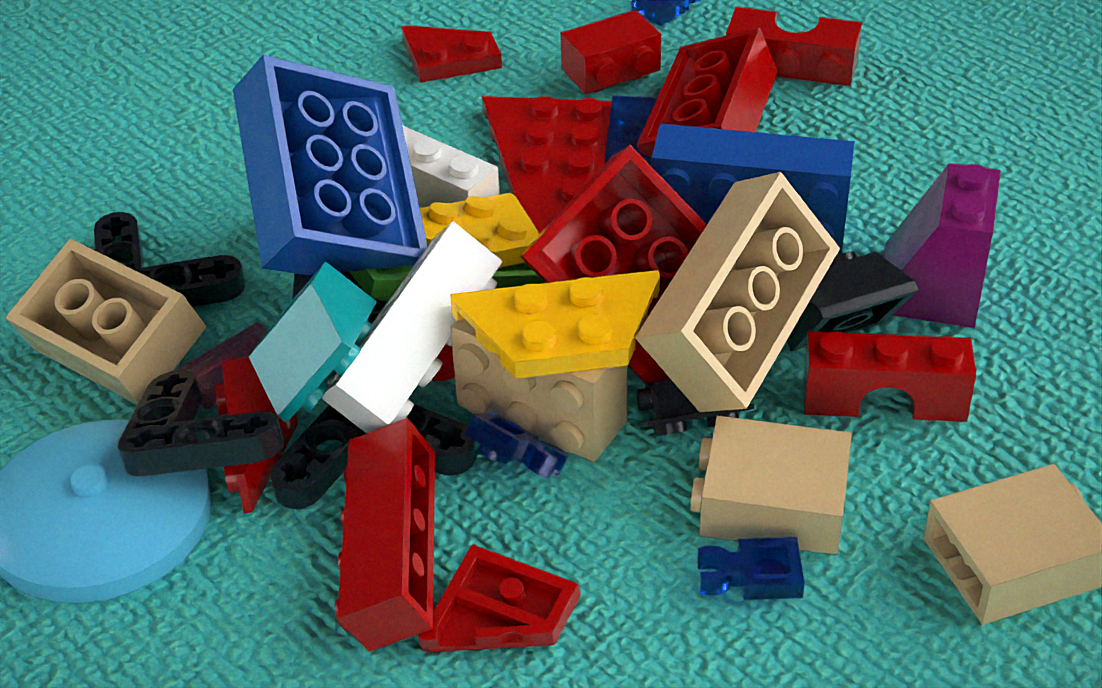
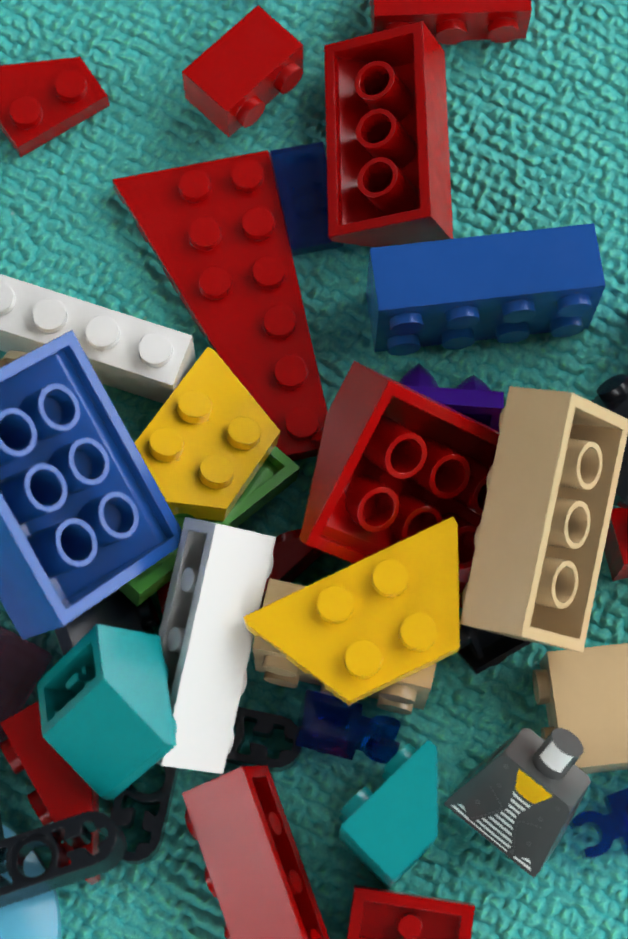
camera: 20 degrees left, 30 degrees up
(530, 492) = (398, 820): none -> teal slope
(658, 508) = (524, 795): none -> dark grey torso

